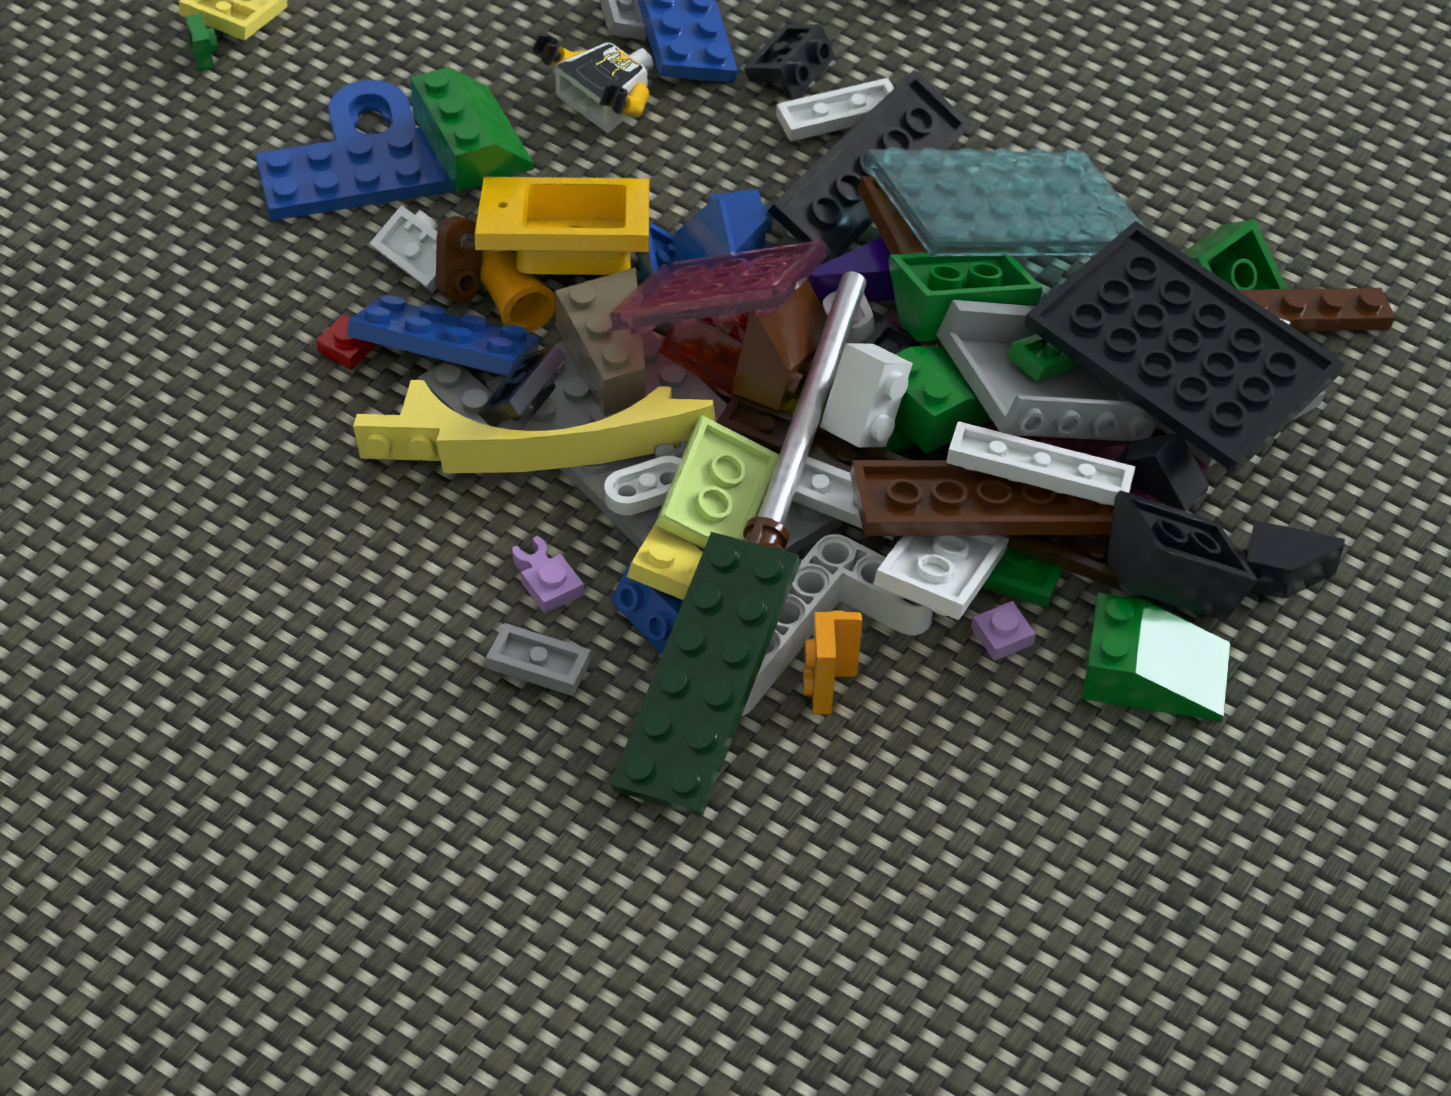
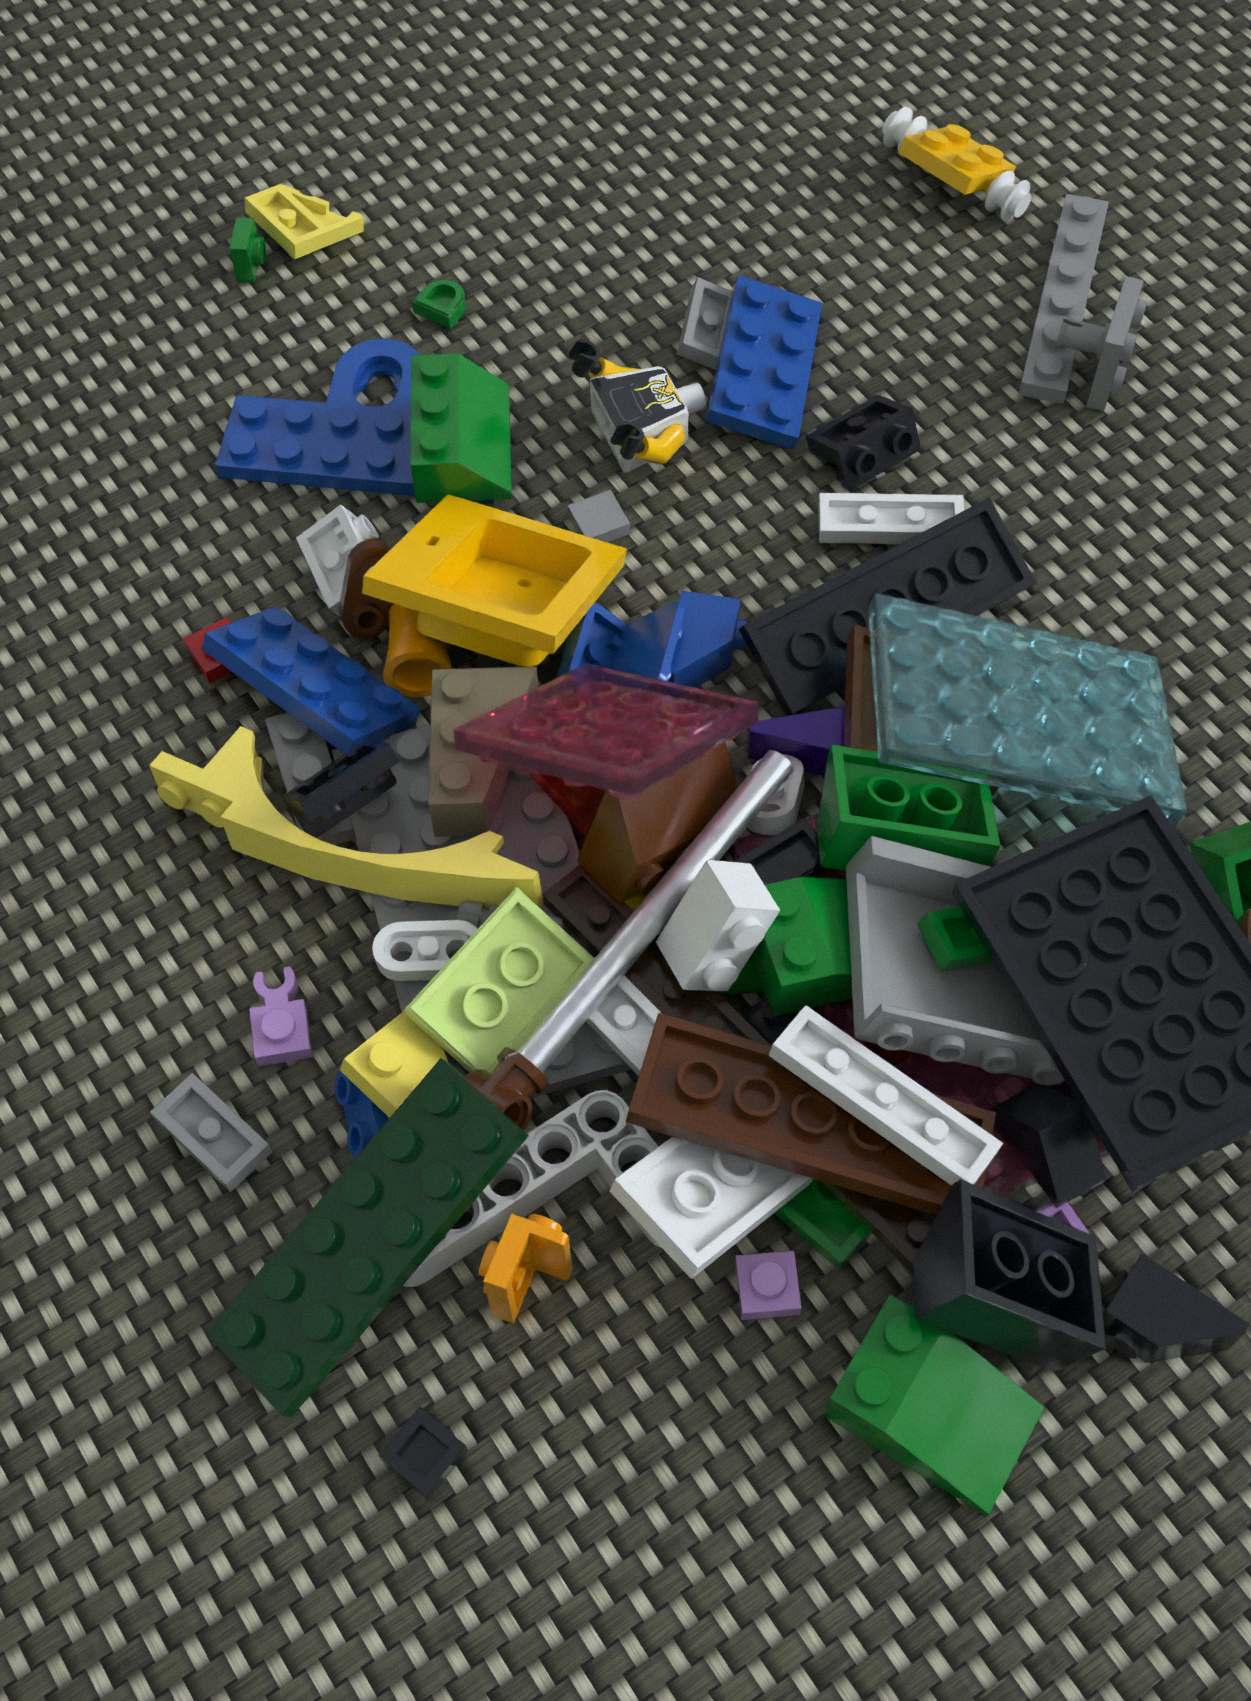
camera: 25 degrees right, 10 degrees up
(388, 44) = (441, 302): none -> green tile
(607, 164) = (599, 517): none -> light grey tile
(813, 803) = (423, 1453): none -> black plate

